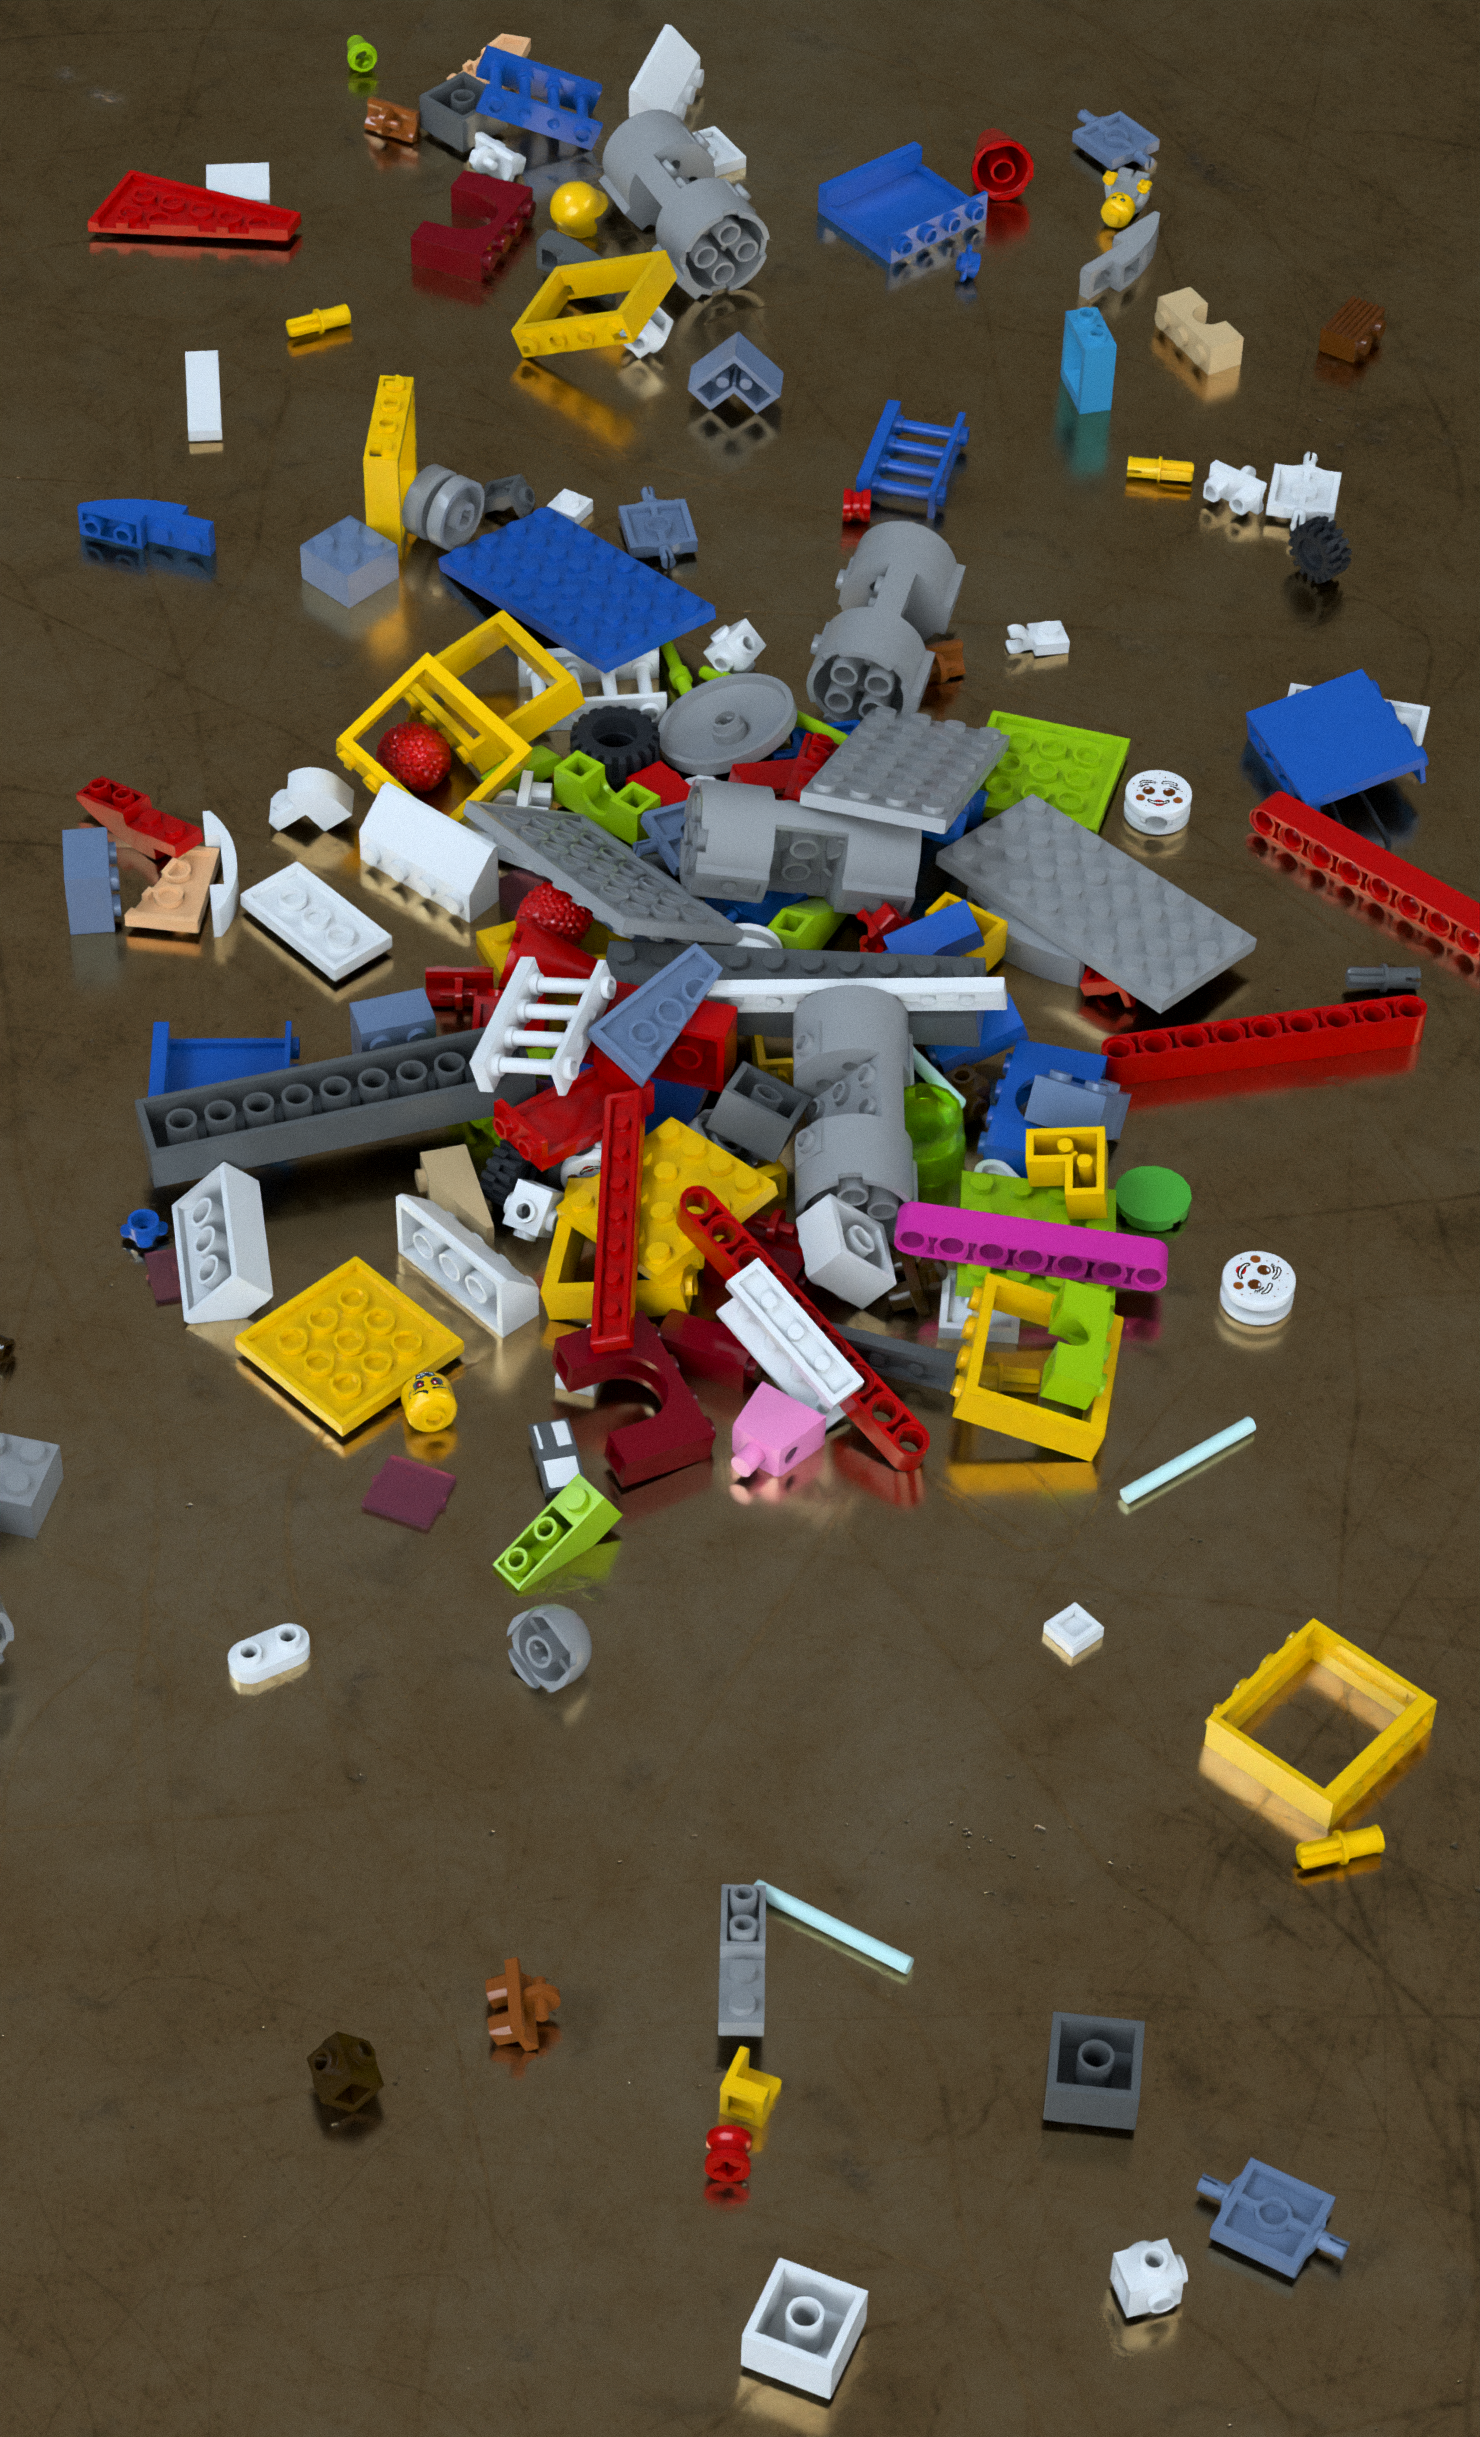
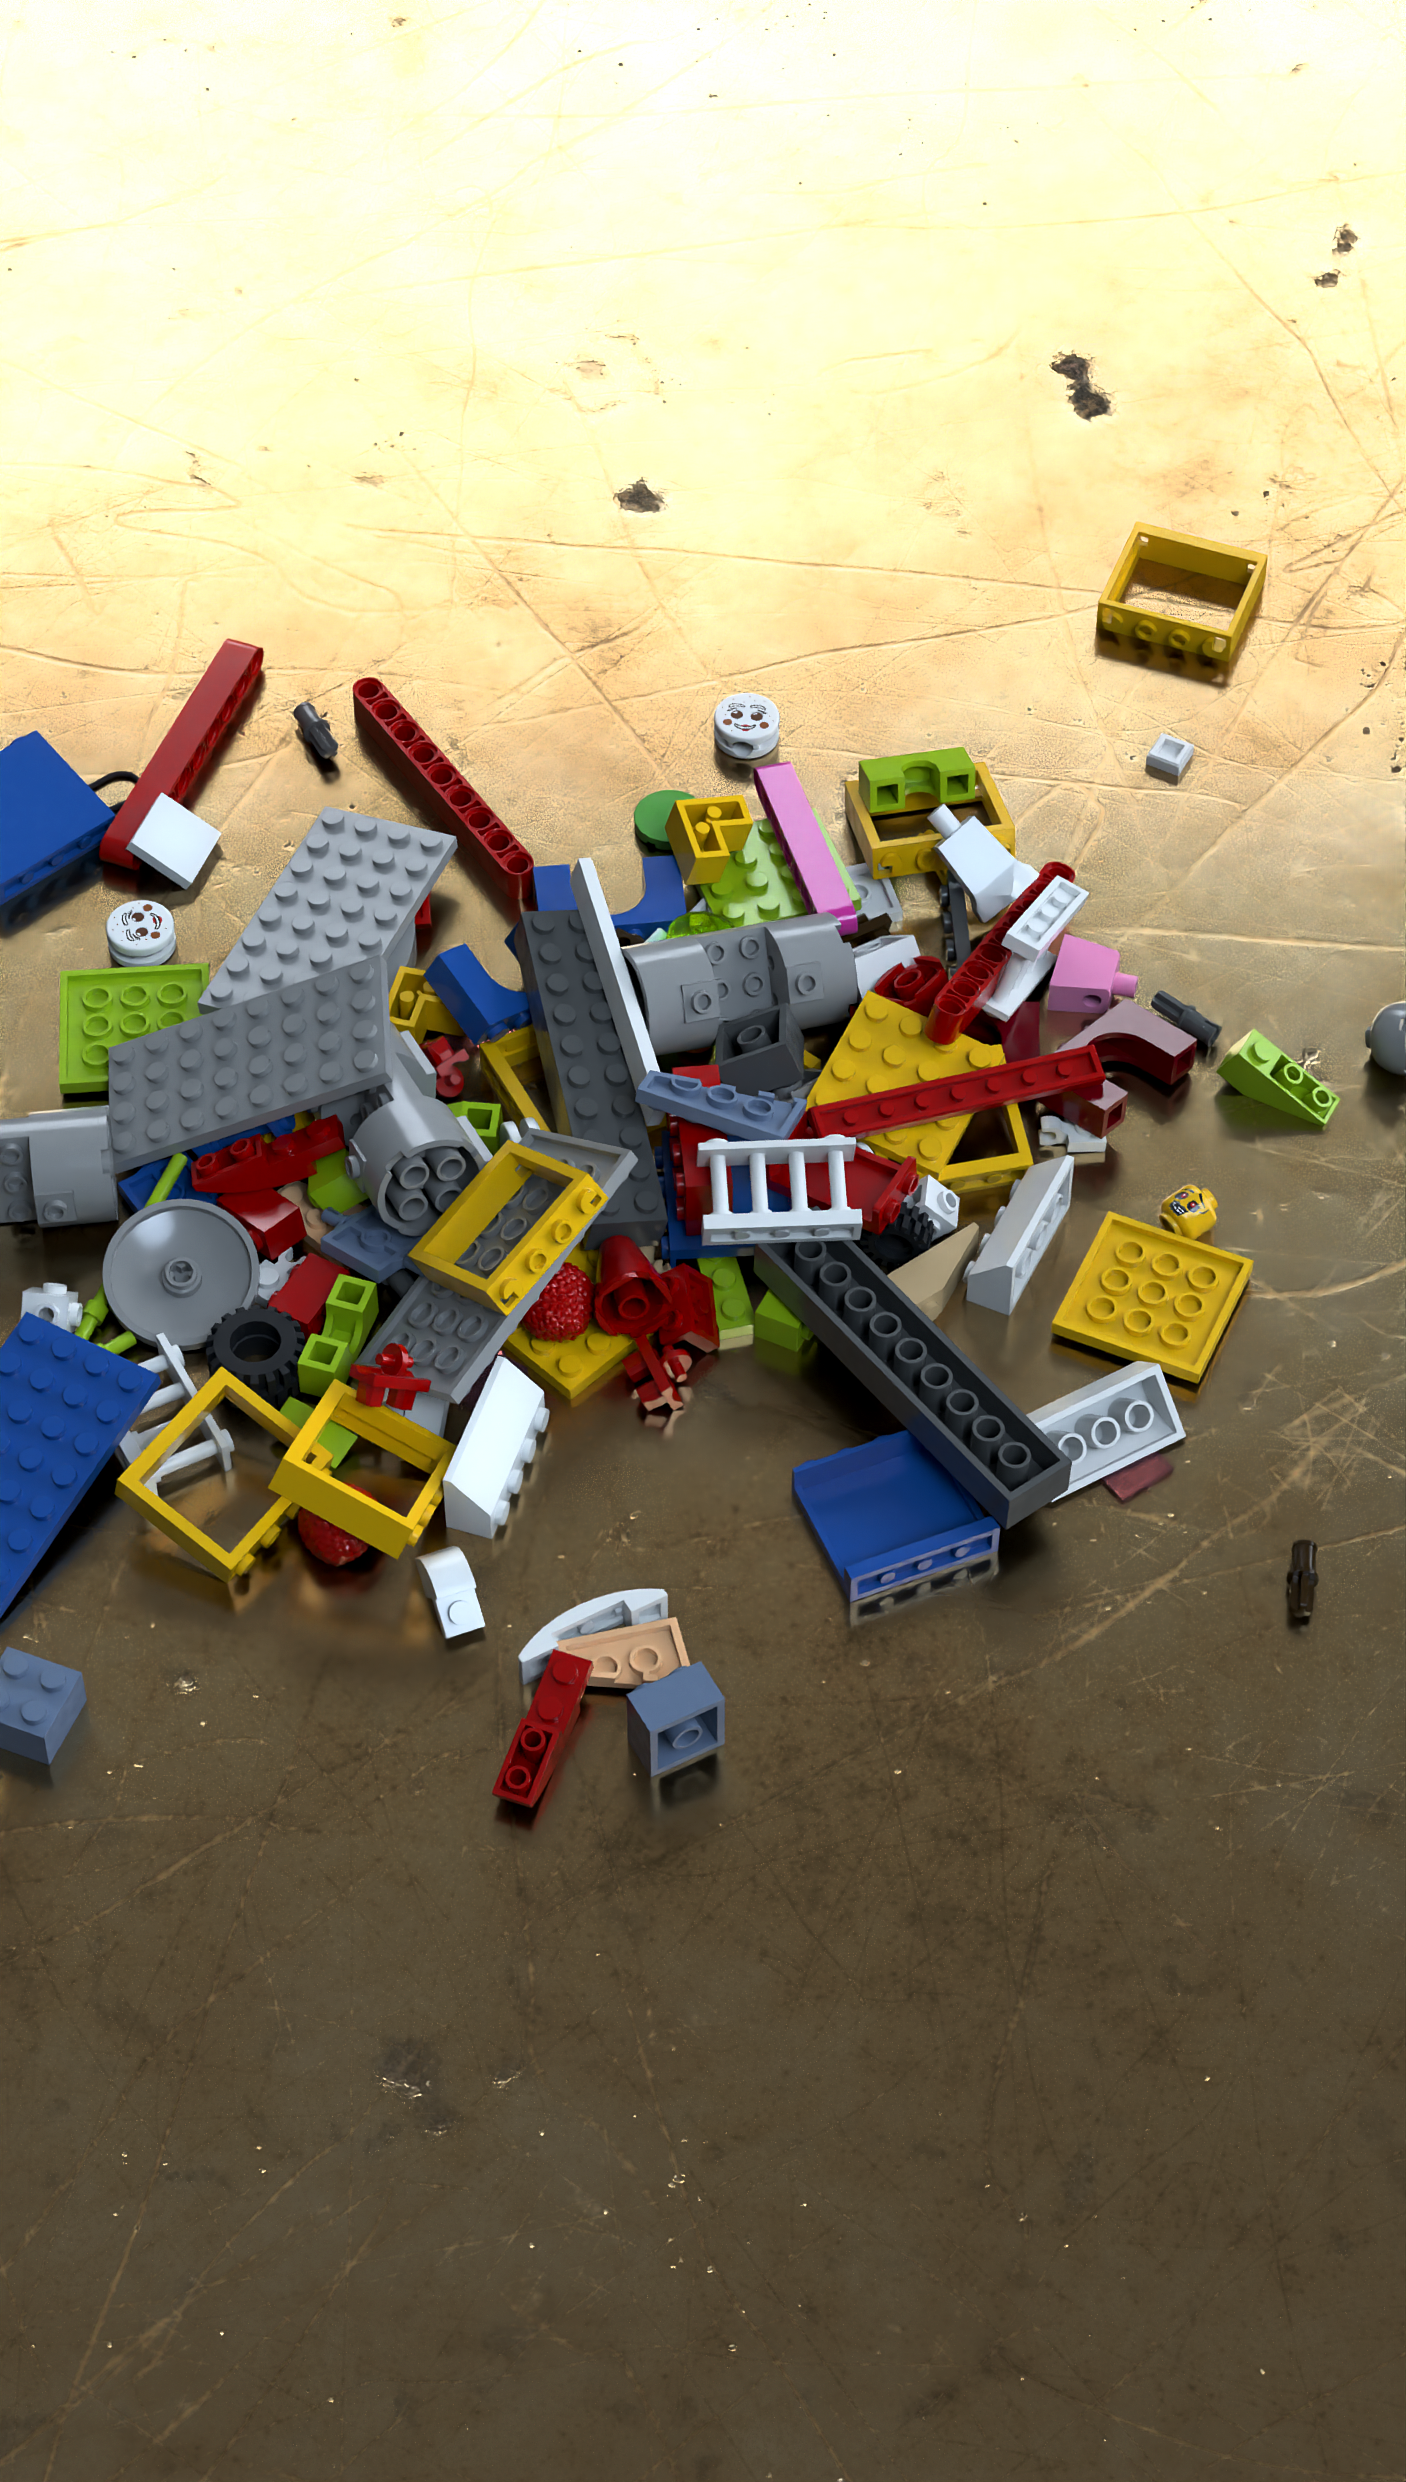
camera: 110 degrees left, 5 degrees up
(143, 521) = (31, 1935): blue slope -> none
(143, 1227) = (1100, 1497): blue plate -> none
(316, 921) = (617, 1525): white plate -> none
(391, 1020) = (774, 1379): sand blue brick -> none
(409, 1491) = (1281, 1207): clear pink piece -> none
(505, 771) = (391, 1375): none -> red hips
(555, 1454) = (1189, 1112): slope -> none
(648, 875) = (482, 1202): none -> yellow window
(682, 1496) = (1186, 1018): none -> dark grey axle
(785, 1240) = (914, 985): none -> red cylinder
(931, 1351) = (980, 863): none -> white piece
(1065, 1103) = (622, 858): sand blue brick -> none
(1187, 1460) = (954, 730): light aqua bar -> none
(1263, 840) = (173, 840): none -> white tile
(1340, 1847) = (1285, 561): yellow axle -> none

